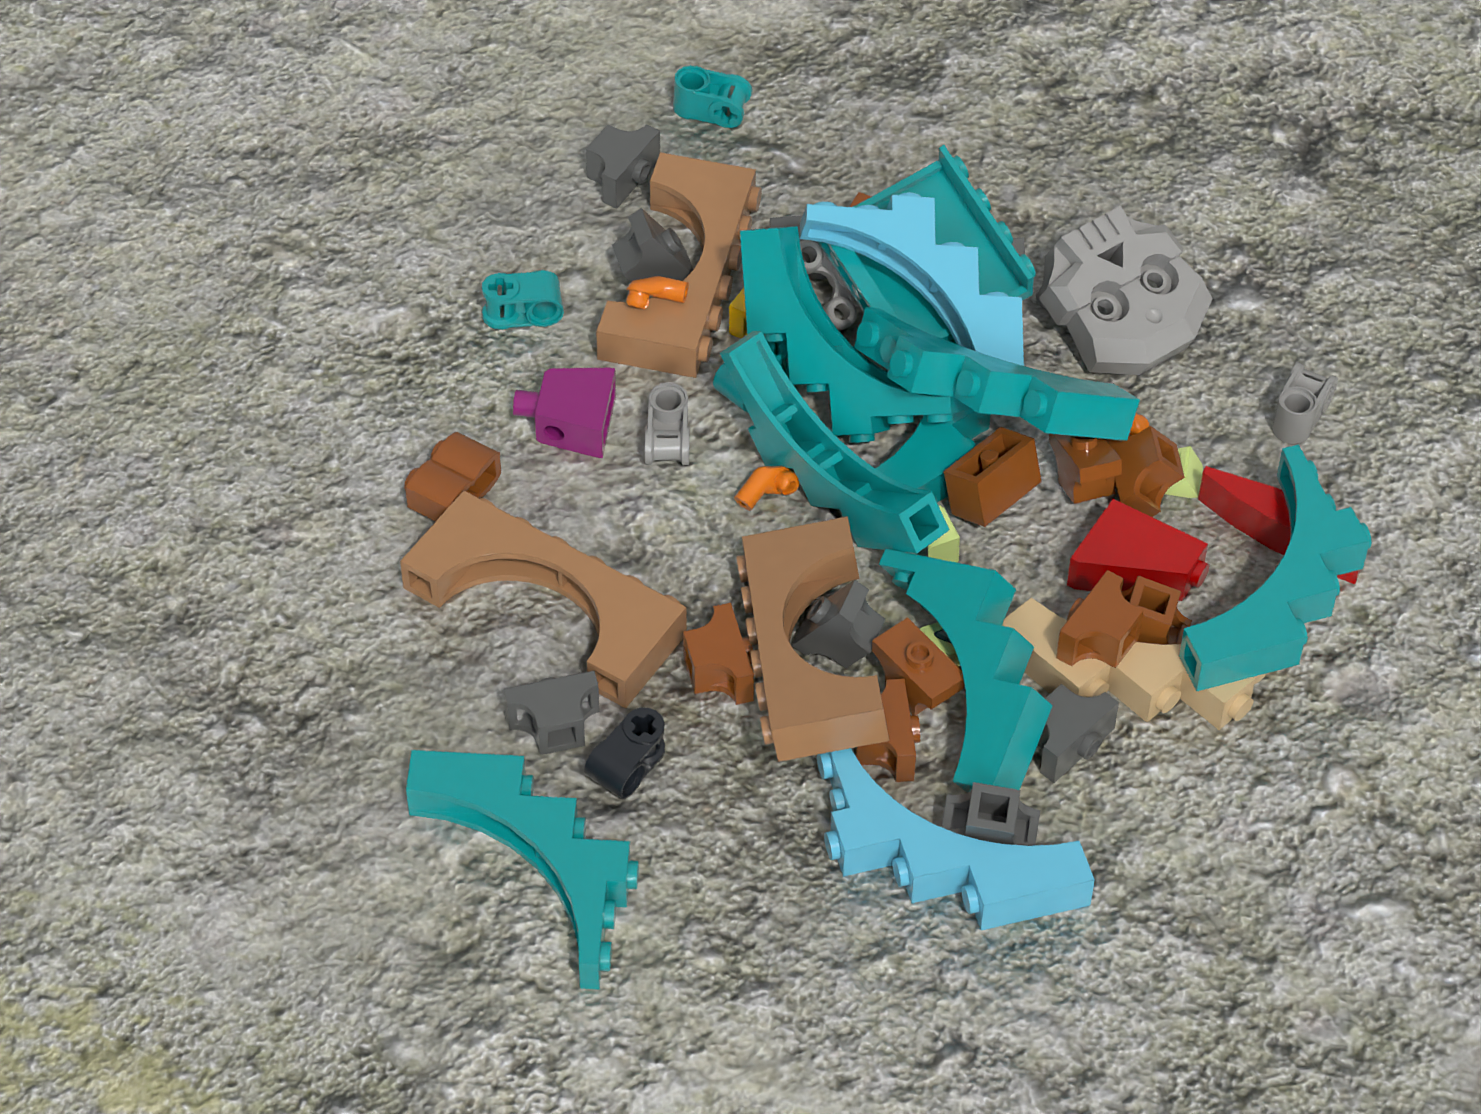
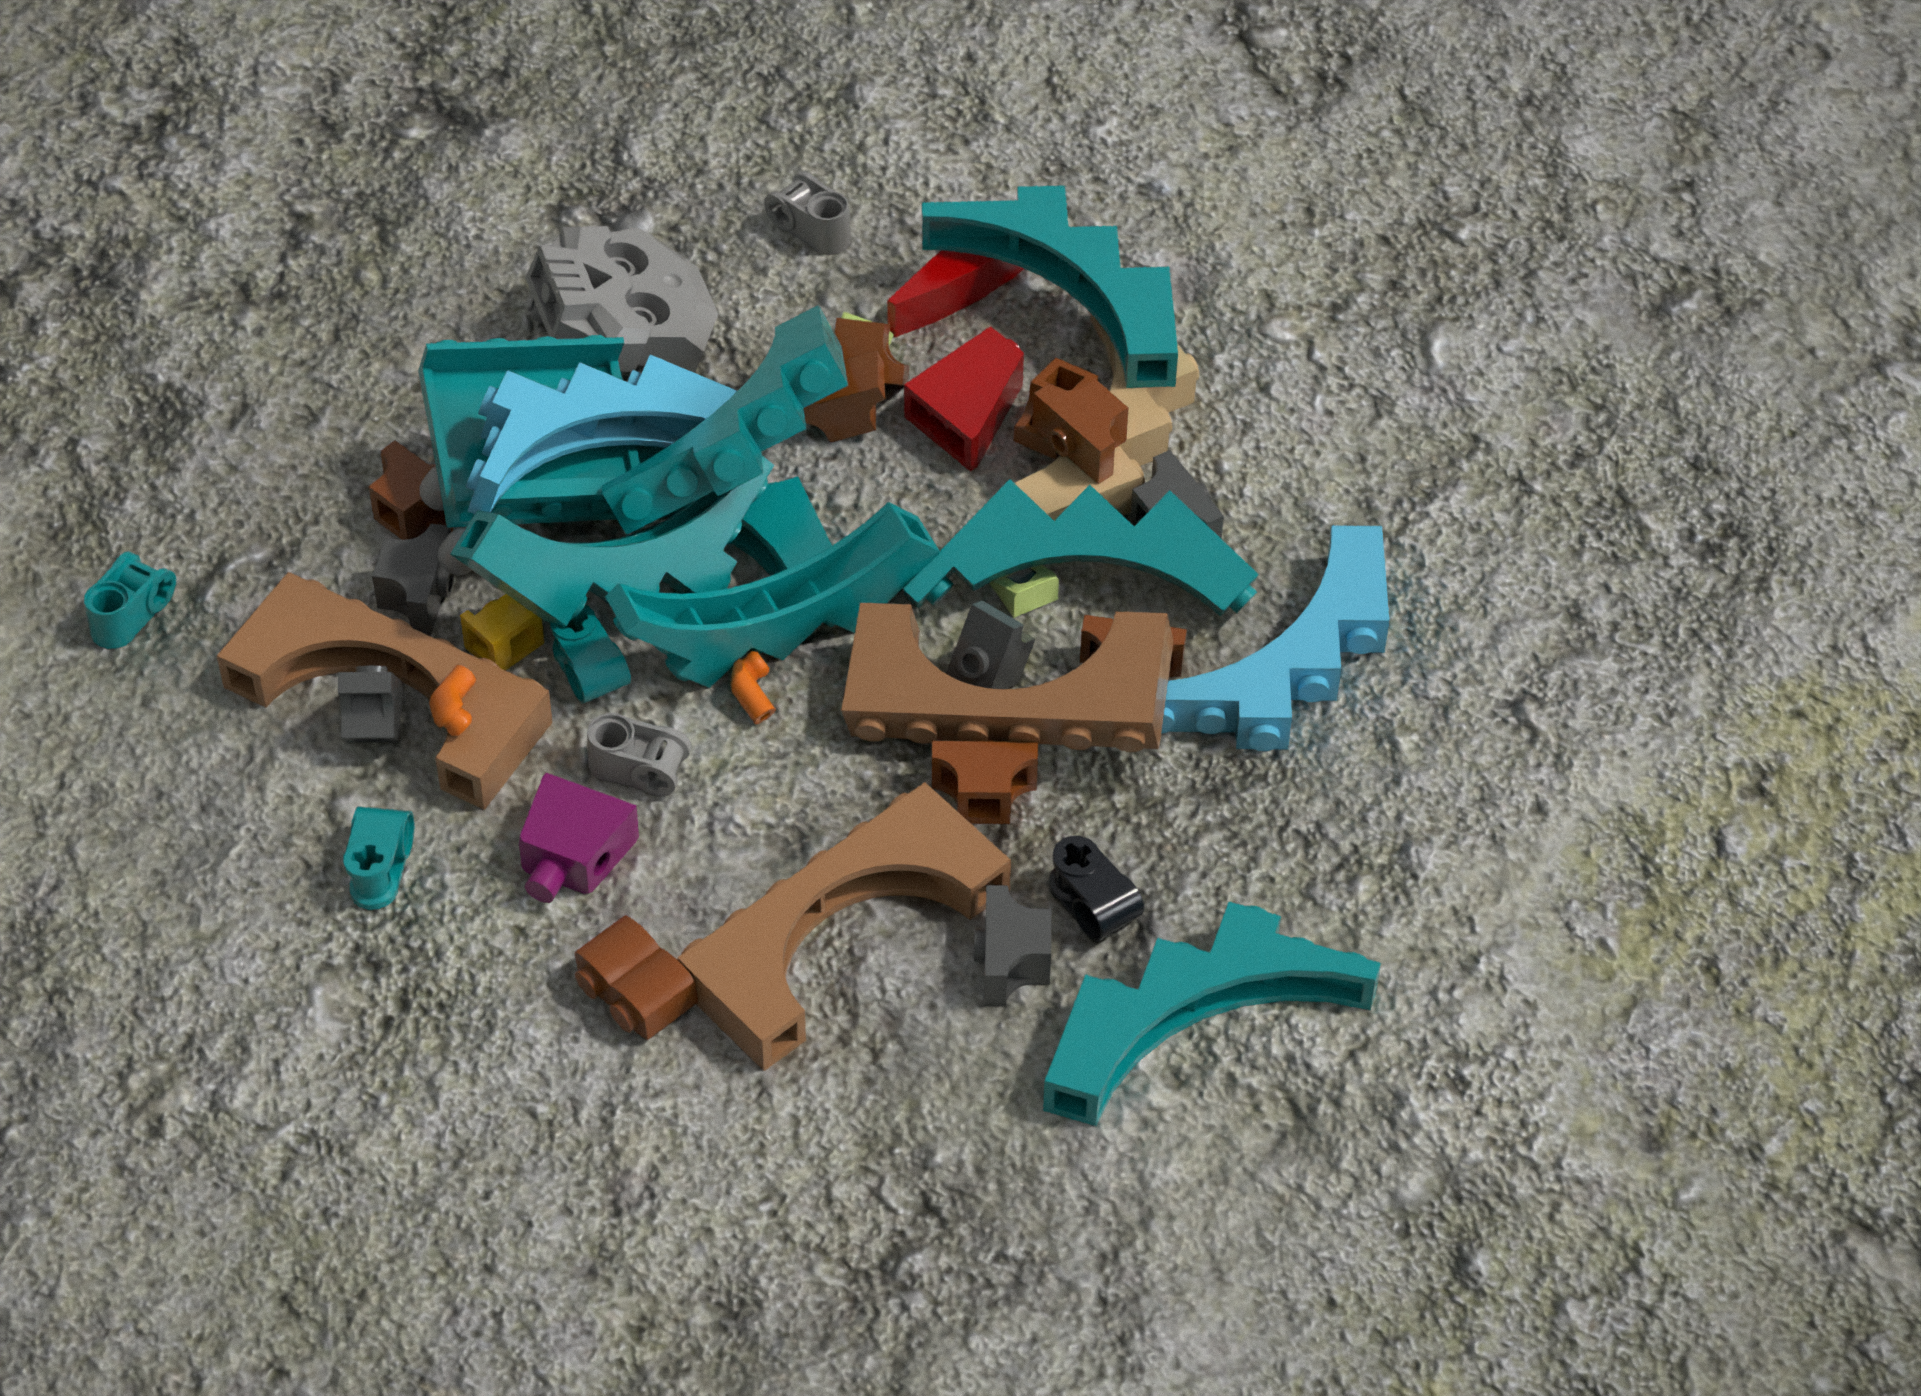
camera: 75 degrees left, 0 degrees up
(622, 160) = (194, 709): dark grey brick -> none
(927, 670) = (1058, 603): dark orange brick -> none
(992, 476) = (830, 477): dark orange brick -> none
(992, 815) = (1276, 597): dark grey brick -> none

